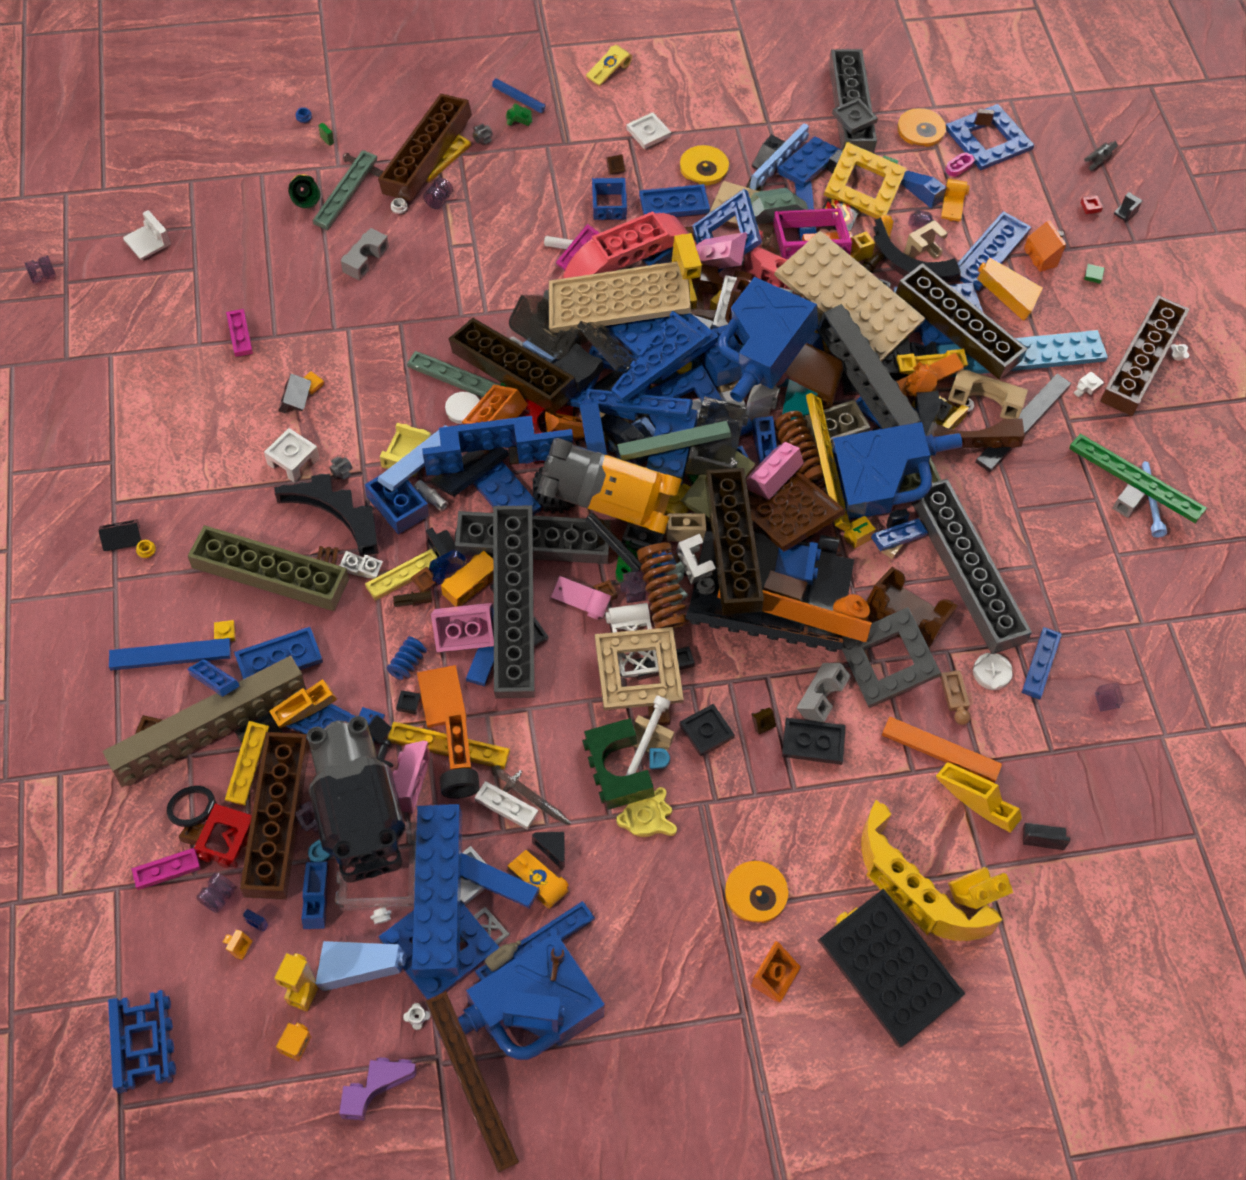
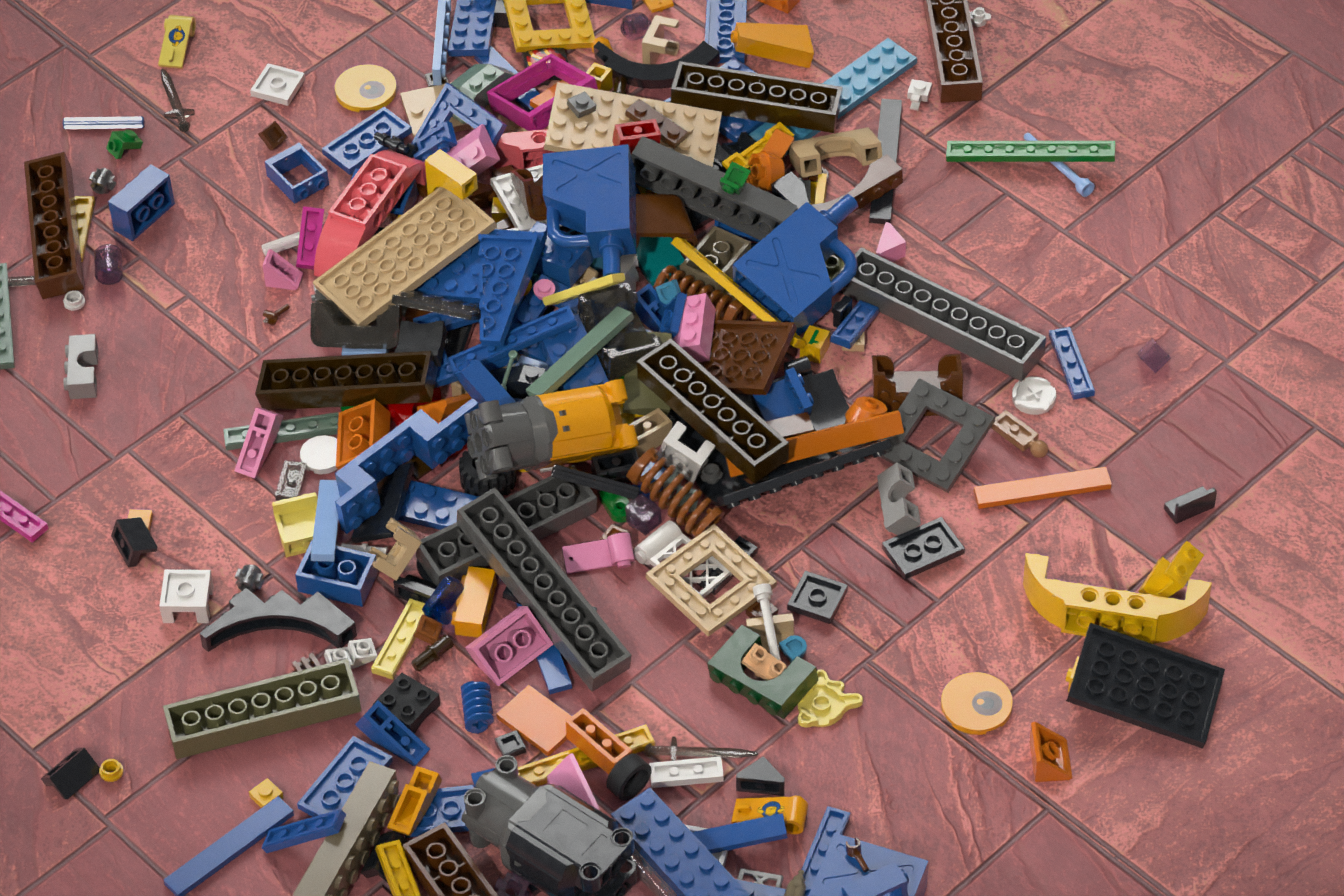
camera: 30 degrees left, 10 degrees down
(336, 643) = (392, 734): none -> blue slope
(364, 625) = (409, 701): none -> black brick
(426, 414) = (291, 480): none -> clear smoke plate
(427, 372) = (258, 441): none -> bright pink slope
(444, 510) = (401, 552): none -> tan panel
(491, 162) = (141, 202): none -> blue brick
(511, 290) = (272, 317): none -> reddish brown hand
(540, 261) = (280, 273): none -> bright pink slope
(571, 114) = (177, 111): none -> clear smoke sword
(622, 758) = (763, 663): none -> light nougat hips
(629, 414) = (512, 355): none -> sand green hinge
(687, 218) = (396, 144): none -> black plate
(692, 377) = (543, 288): none -> bright pink plate
(709, 228) = (441, 138): none -> blue bracket
(713, 394) = (574, 292): none -> light yellow tile
(763, 720) = (862, 557): dark brown tile -> none
(767, 149) = (424, 41): black slope -> none
(767, 451) = (672, 315): none -> blue tile
(781, 431) = (668, 291): none -> dark azure tile
(822, 256) = (581, 104): none -> plate
(835, 296) = (631, 133): none -> red brick
(867, 300) = (670, 132): none -> plate
(885, 374) = (734, 178): none -> green bracket
(974, 489) = (891, 244): none -> bright pink slope
(980, 796) = (1108, 503): yellow slope -> none
(1128, 501) = (1038, 177): light grey brick -> none

